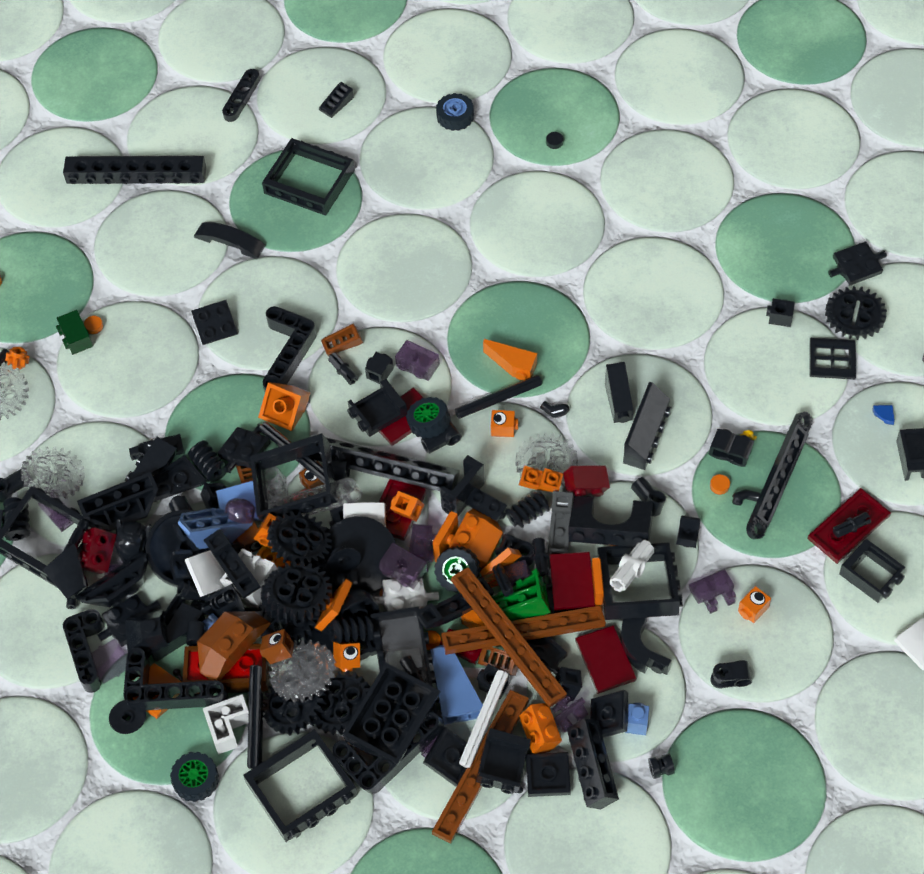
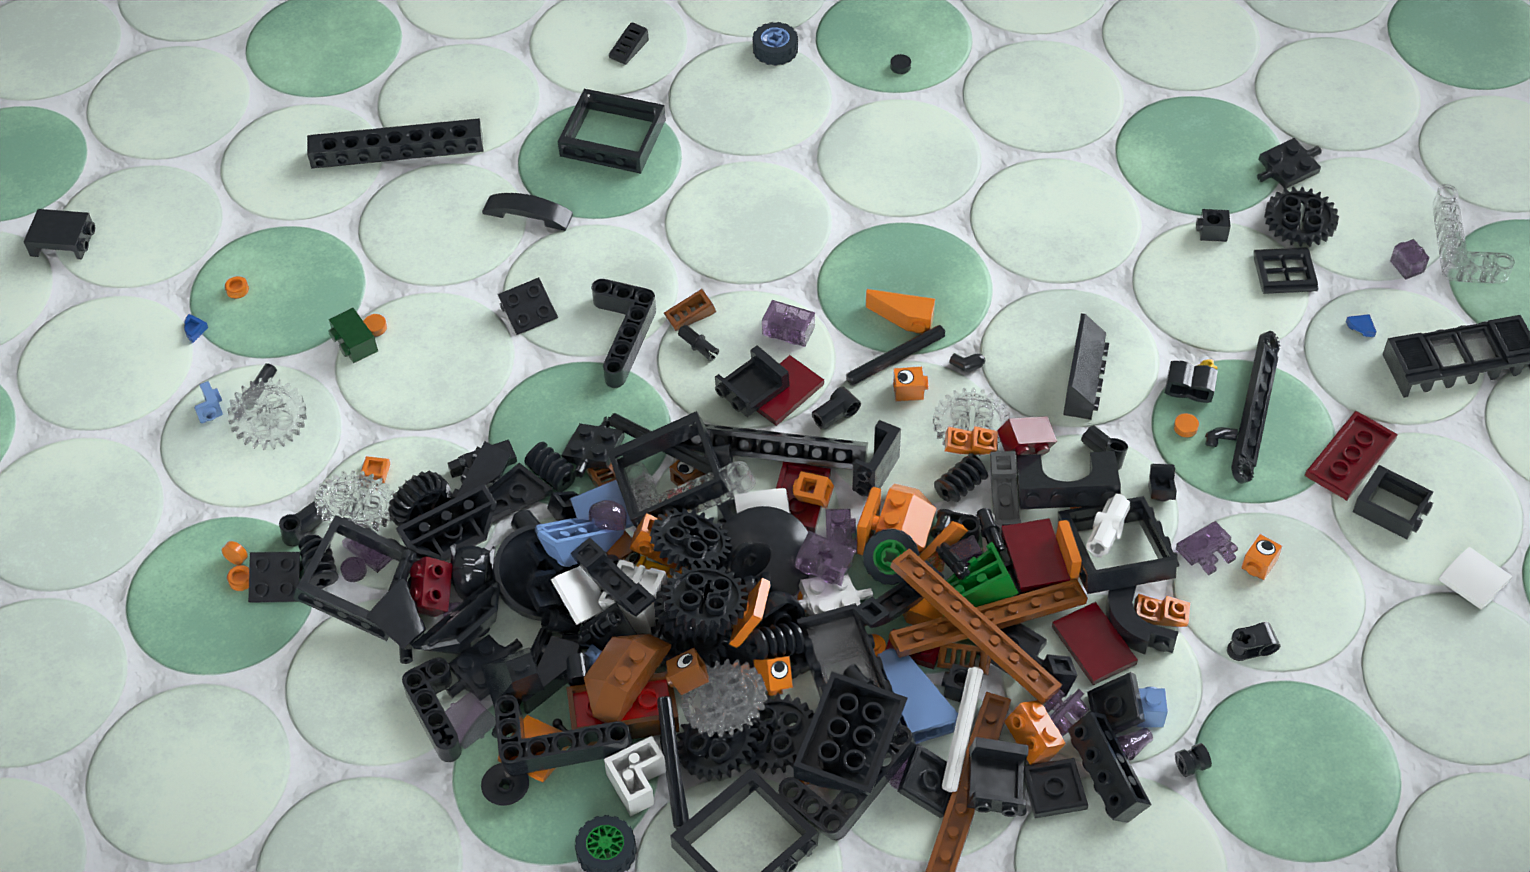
camera: 10 degrees left, 5 degrees down
(17, 357) = (286, 370): orange gear -> none
(43, 527) = (353, 569): none -> clear purple tile
(75, 445) = (376, 466): none -> orange tile
(100, 476) = (418, 496): none -> black gear
(243, 95) = (513, 49): black beam -> none
(283, 405) = (633, 391): orange slope -> none
(378, 367) = (742, 336): black brick -> none
(428, 417) = (818, 385): black wheel -> none
(486, 504) = (909, 478): black hinge -> none
(618, 392) = (1042, 332): black slope -> none
(618, 746) = (1135, 742): none -> clear purple cone
(667, 641) = (1164, 613): none -> orange slope
(851, 525) = (1357, 451): black axle -> none

